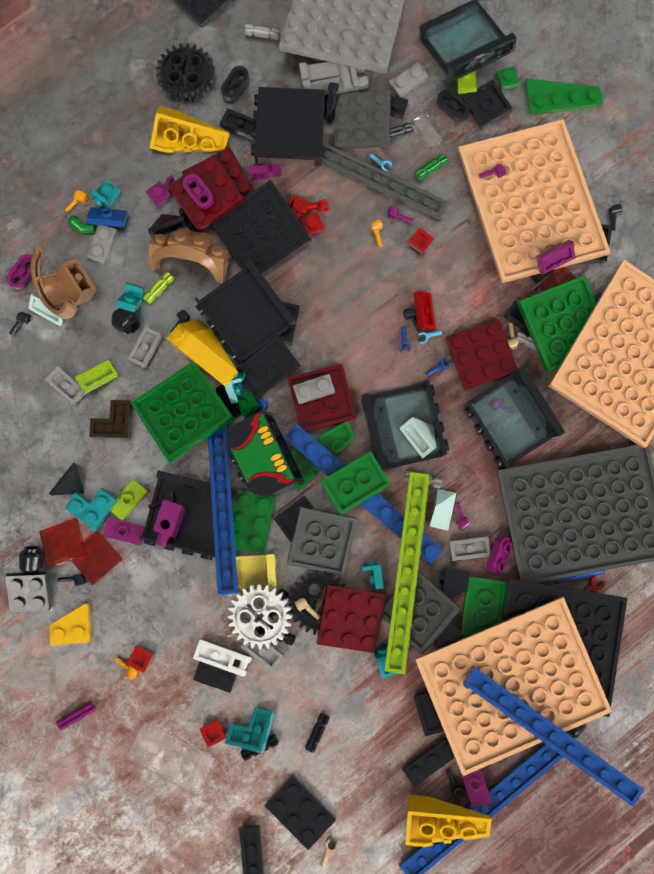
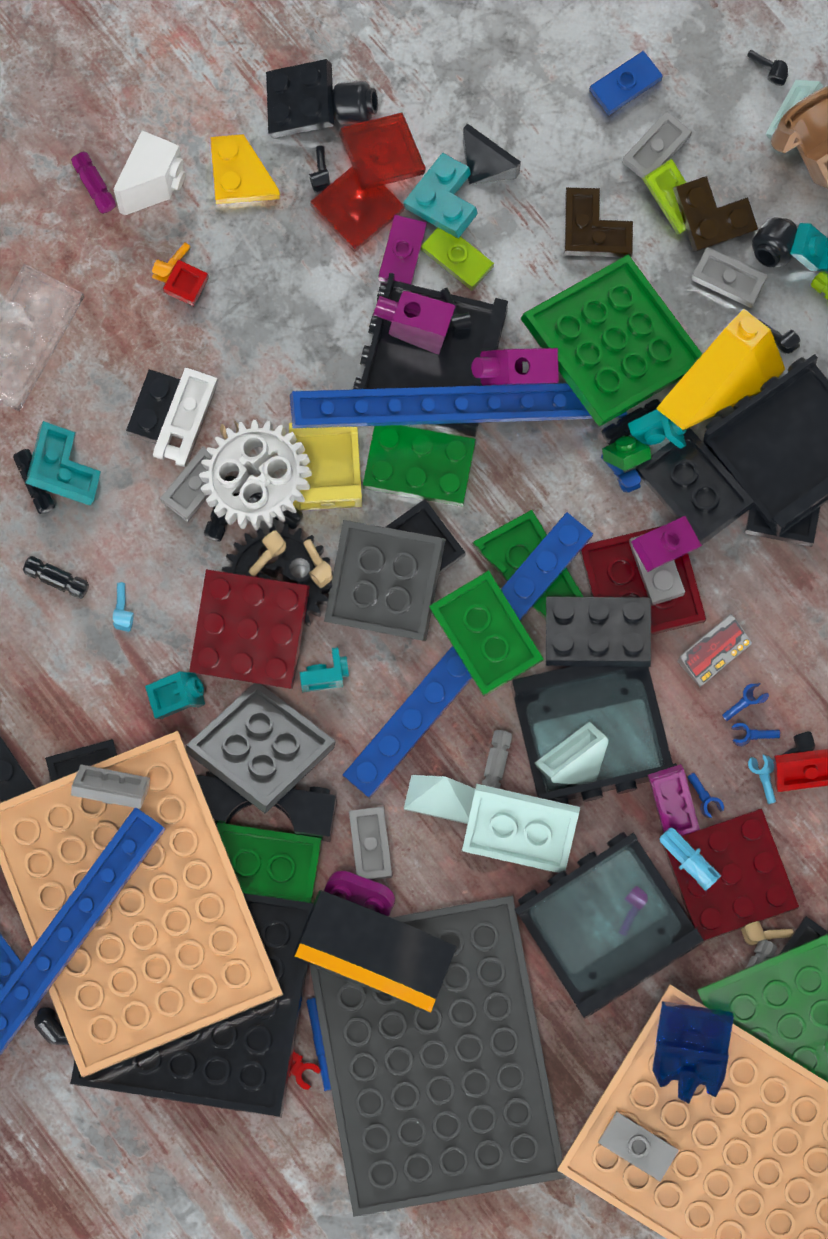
camera: 90 degrees right, 5 degrees down
(26, 403) = (626, 83): none -> blue plate
(73, 682) = (149, 174): none -> white slope
(111, 359) = (706, 222): none -> dark brown plate
(199, 473) = (506, 366): none -> magenta torso
(213, 733) = (60, 403): red plate -> none
(263, 455) = (534, 476): brick -> none
(303, 382) = (666, 543): none -> magenta plate
(318, 576) = (322, 572): none -> tan hand
(341, 693) = (122, 619): none -> medium azure hand
(351, 421) = (598, 631): none -> black plate
(358, 360) = (714, 650): none -> slope
(385, 342) = (745, 701): none -> blue hand
(407, 573) = (330, 724): lime plate -> none
(445, 382) = (673, 800): none -> magenta plate
(451, 699) = (110, 786): none -> light grey plate
(461, 465) = (520, 828): none -> light aqua plate
(463, 523) = (417, 835): magenta hand -> none
(477, 374) = (689, 858): none -> medium azure axle
(534, 546) = (374, 951): none -> black slope
(586, 372) = (692, 1048): none -> clear blue plate
(634, 403) = (638, 1146): none -> light grey plate

